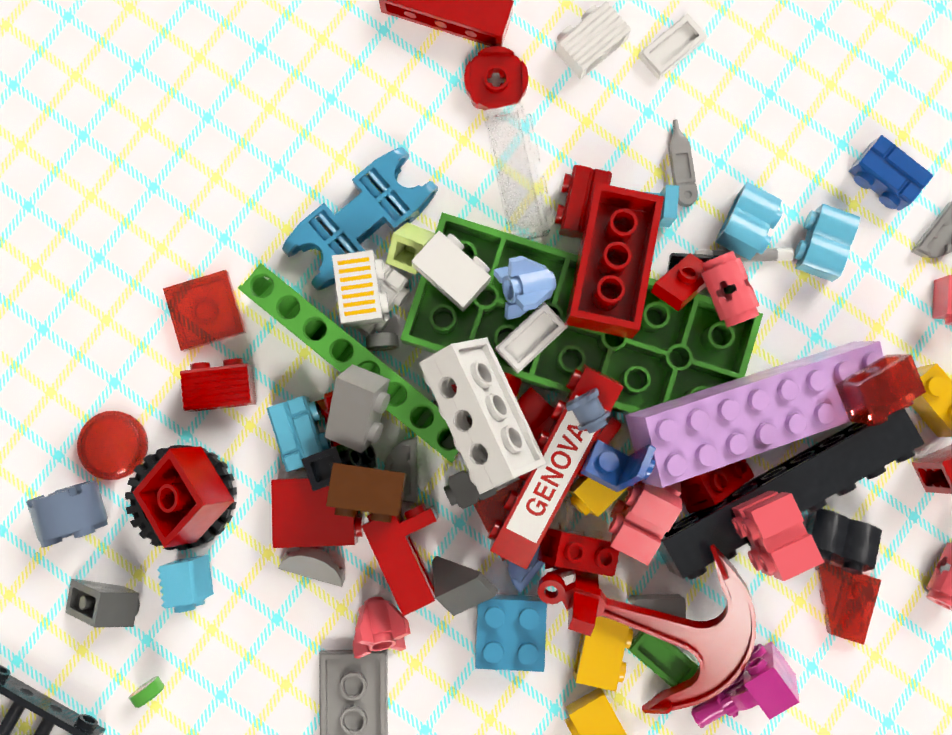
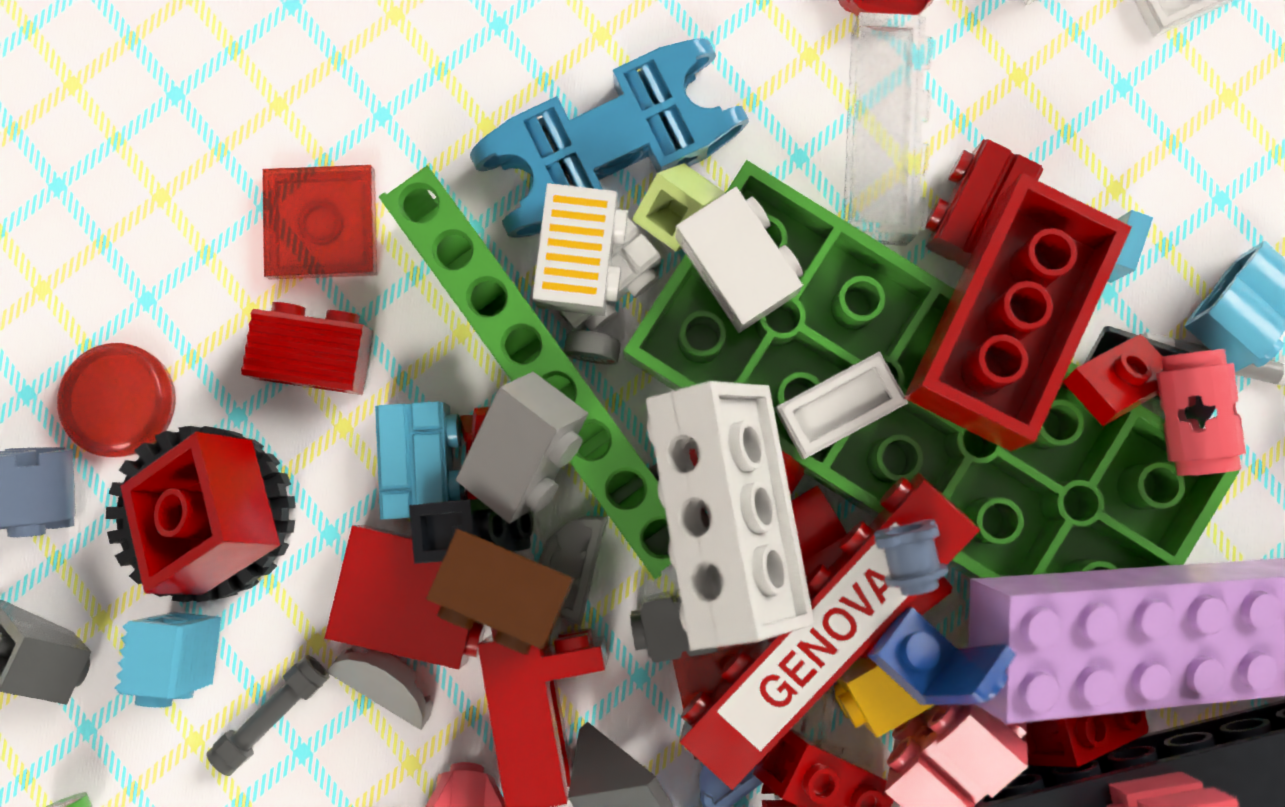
camera: 25 degrees right, 0 degrees up
(236, 626) = (236, 746): none -> dark grey bar
(524, 285) = (854, 315): light blue brick -> none
(682, 167) = (1160, 187): light grey piece -> none

